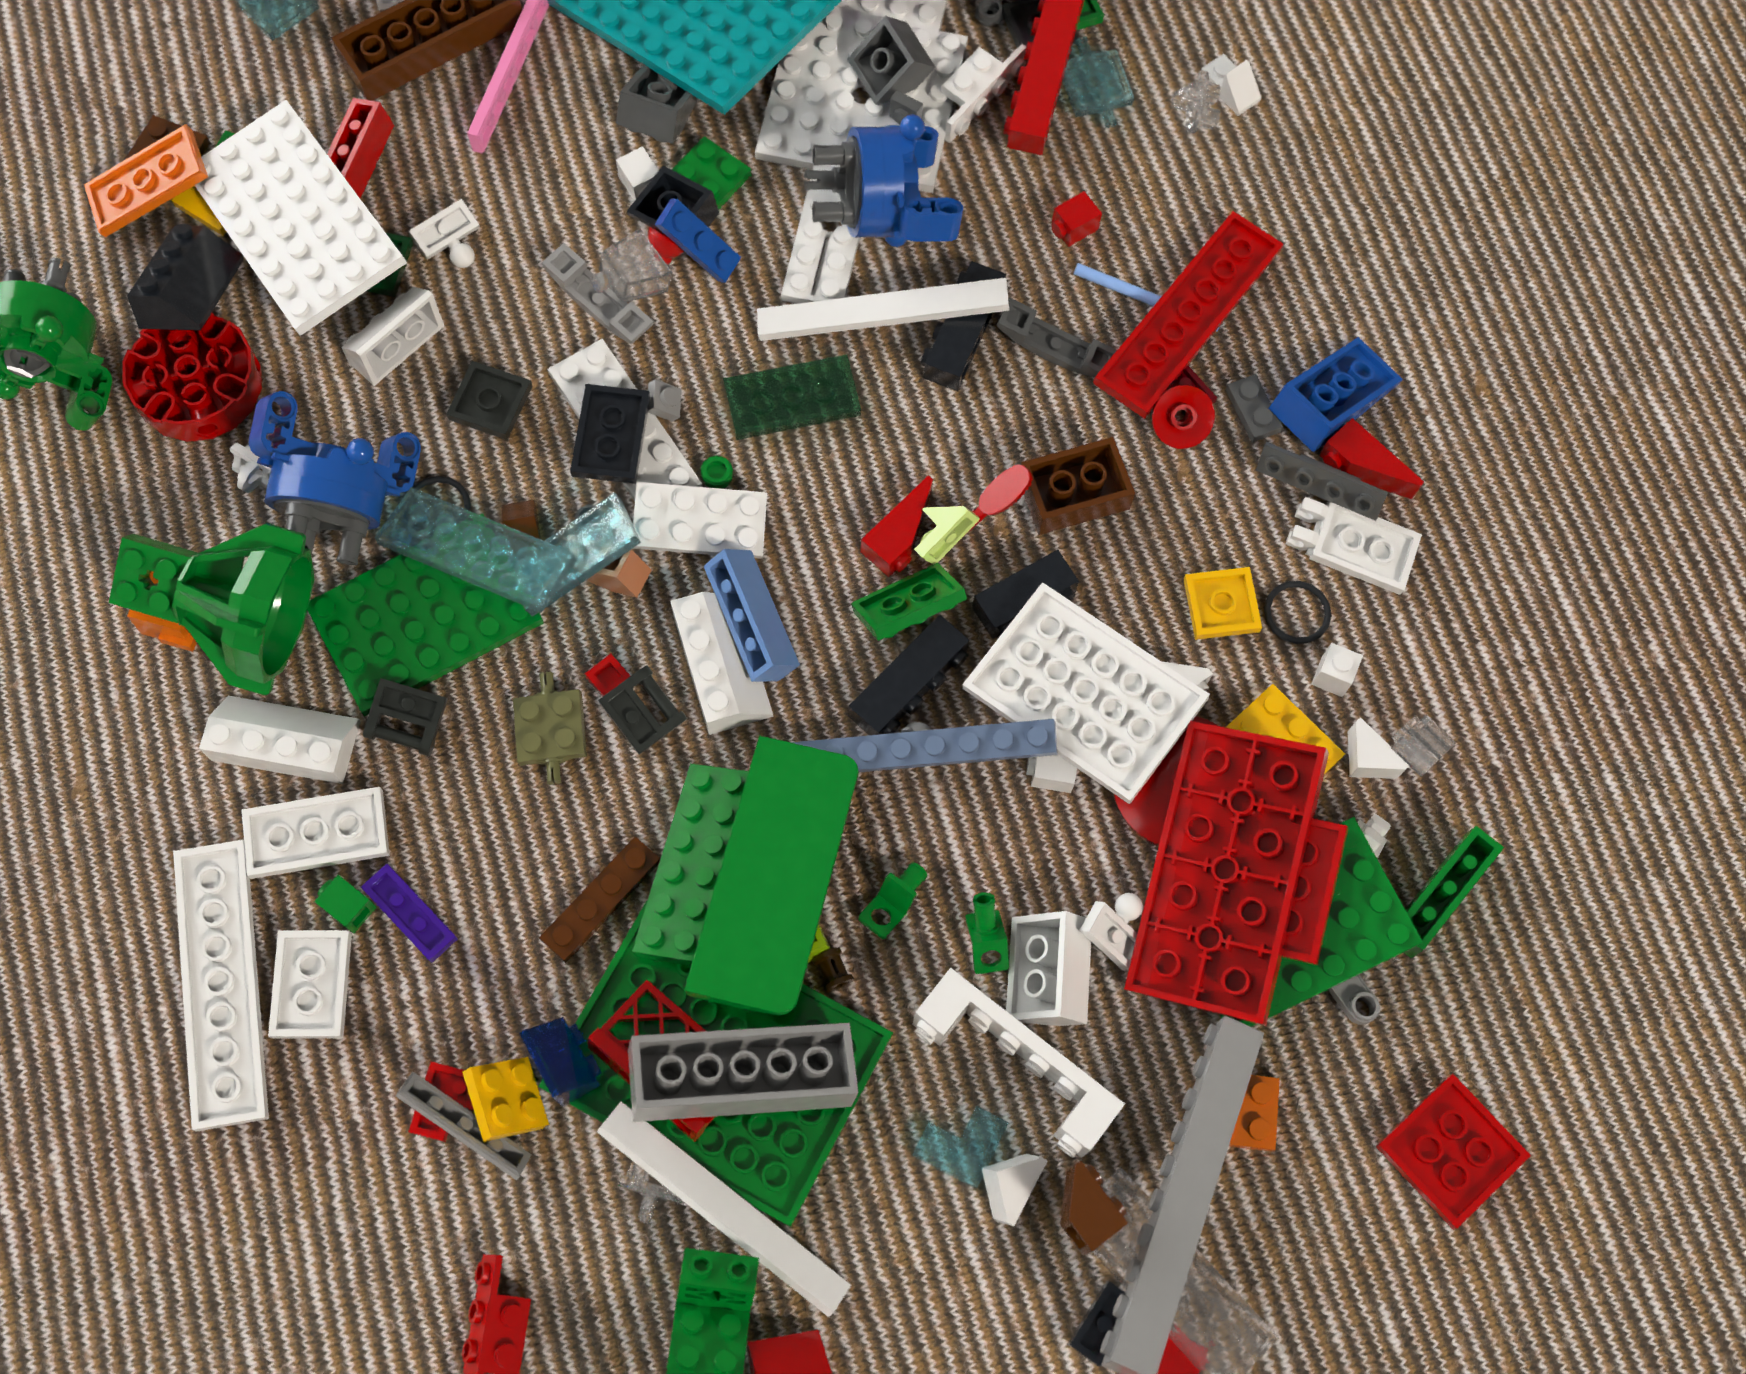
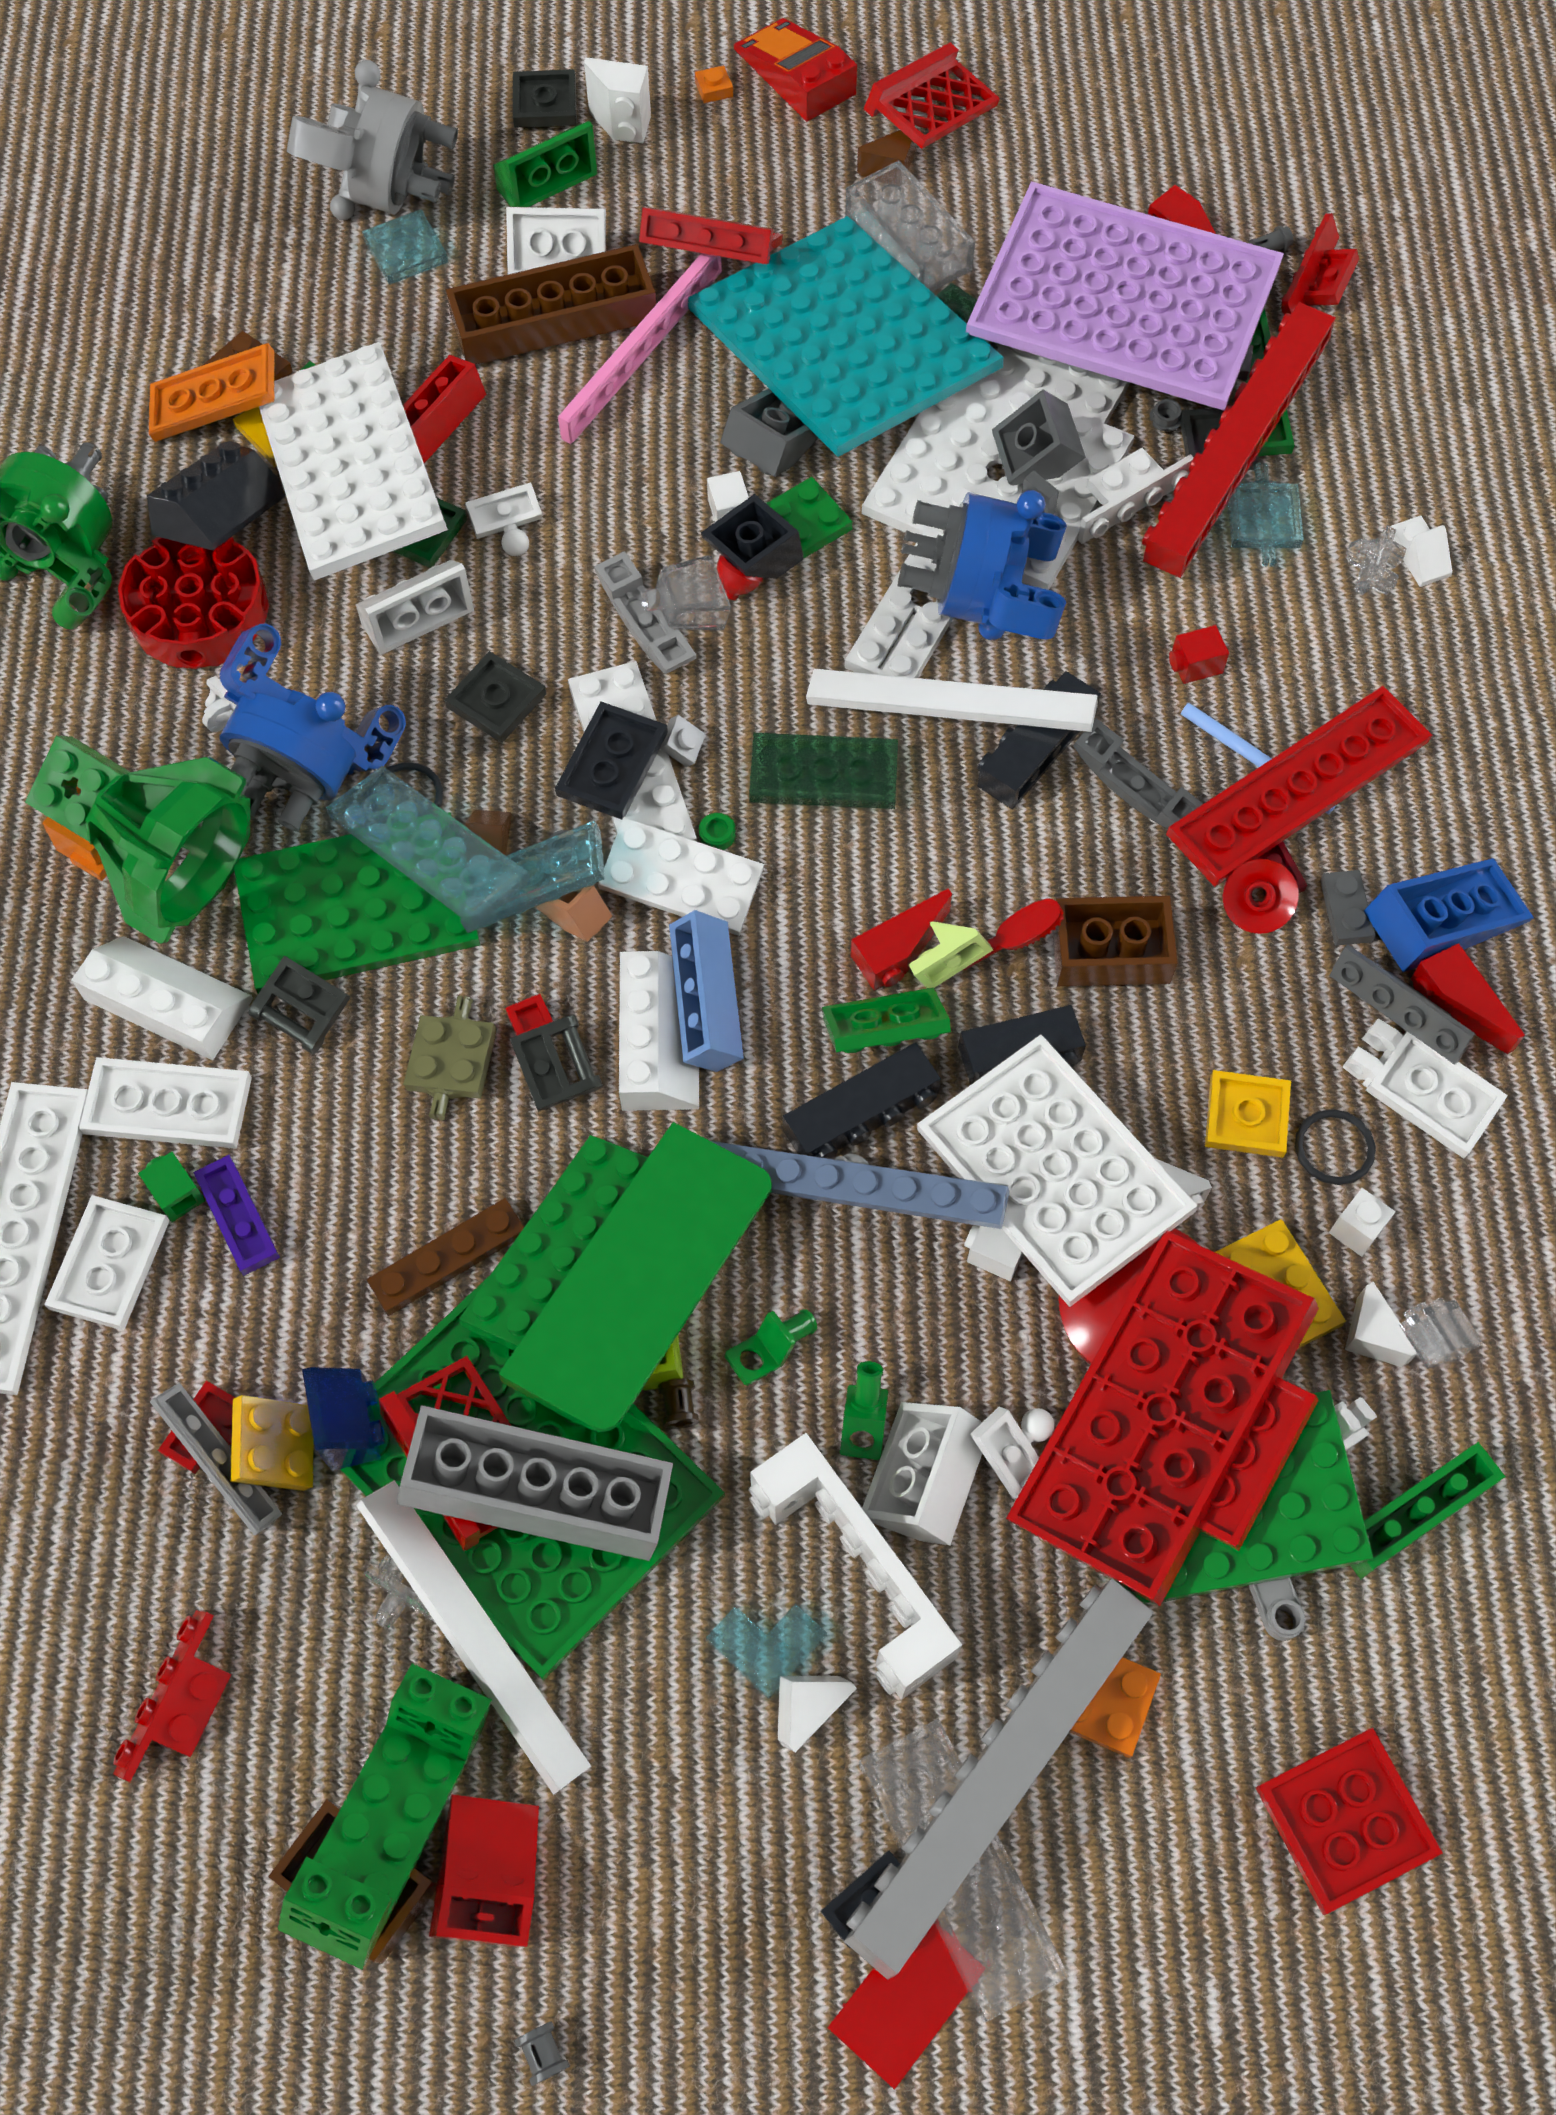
camera: 20 degrees right, 5 degrees down
(697, 240) = (768, 580): blue plate -> none
(1087, 1211) = (880, 1758): reddish brown slope -> none

